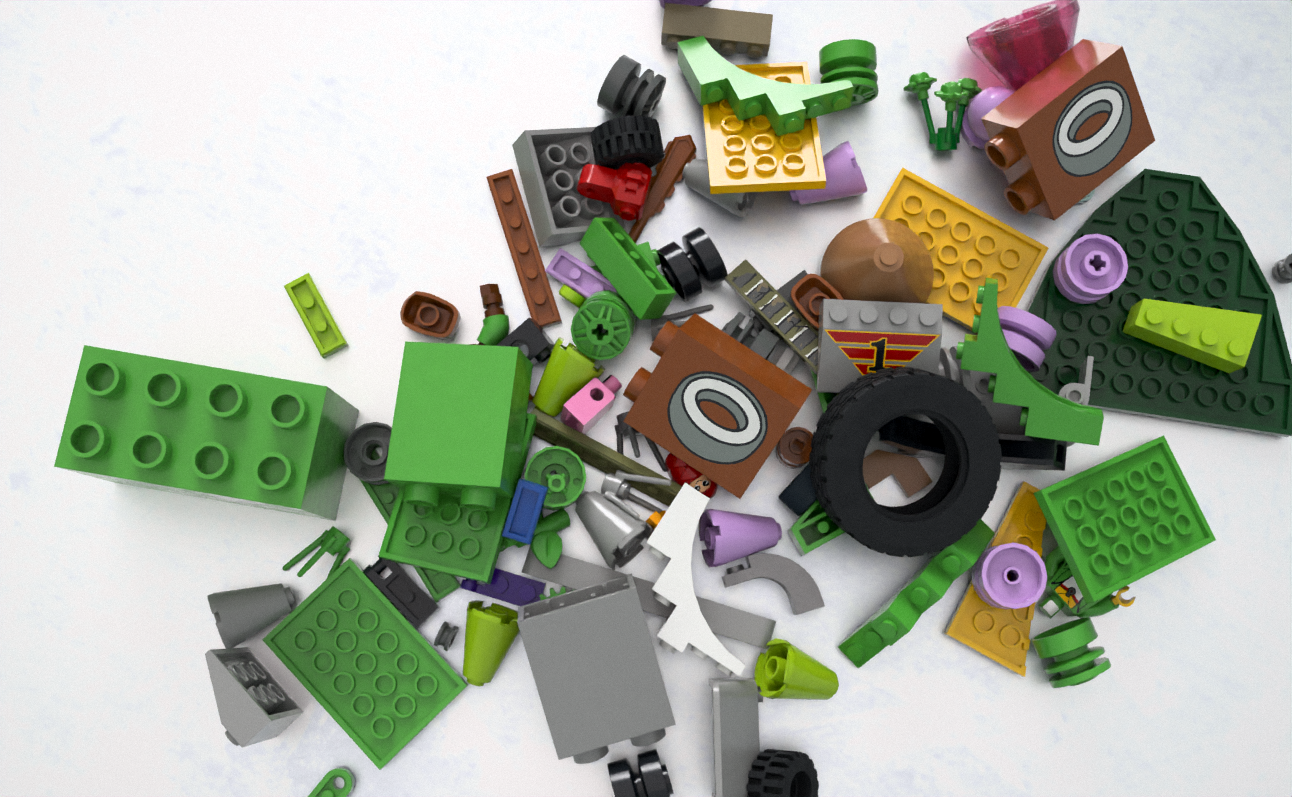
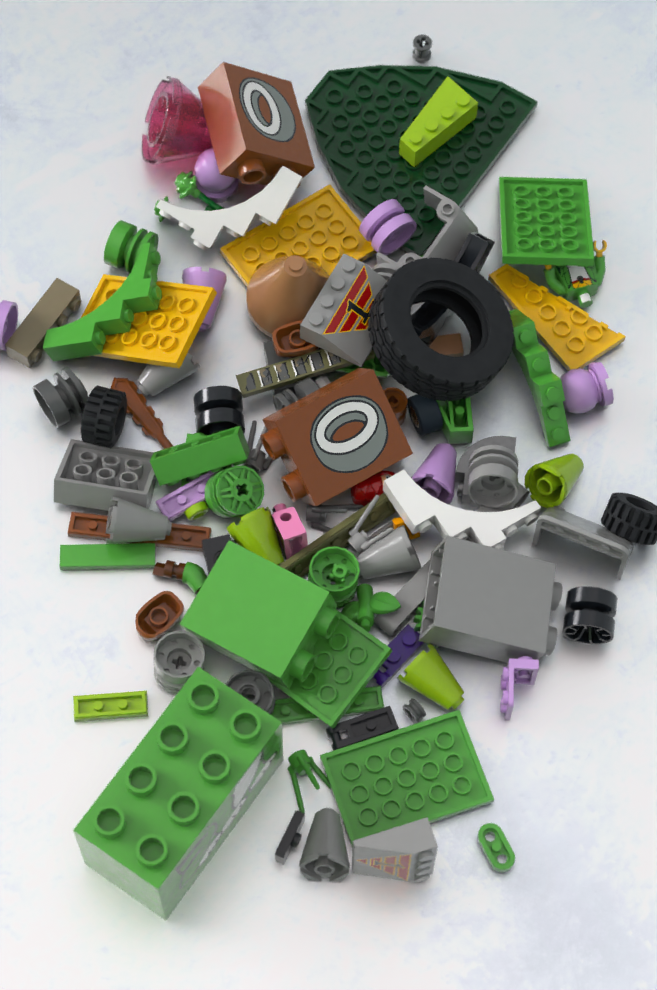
camera: 65 degrees left, 15 degrees down
(246, 570) = (290, 838): none -> black plate
(369, 353) = (174, 650): none -> light grey wheel
(480, 230) = (107, 556): none -> bright green tile
(518, 238) = (135, 523): none -> light grey cone
(525, 511) = (351, 600): blue tile -> none
(537, 736) = (518, 671): none -> lavender bracket
(622, 188) = (137, 434): red piece -> none
(752, 604) = (493, 476): none -> light grey wheel
(927, 658) = (586, 388): none -> lavender tile
(941, 167) = (208, 224): none -> white arch
(1026, 573) = (552, 309): lavender wheel -> none
(1046, 412) = (419, 241): bright green arch -> none
(1071, 653) = (622, 298): bright green wheel -> none
(1090, 268) = (360, 163): lavender wheel -> none

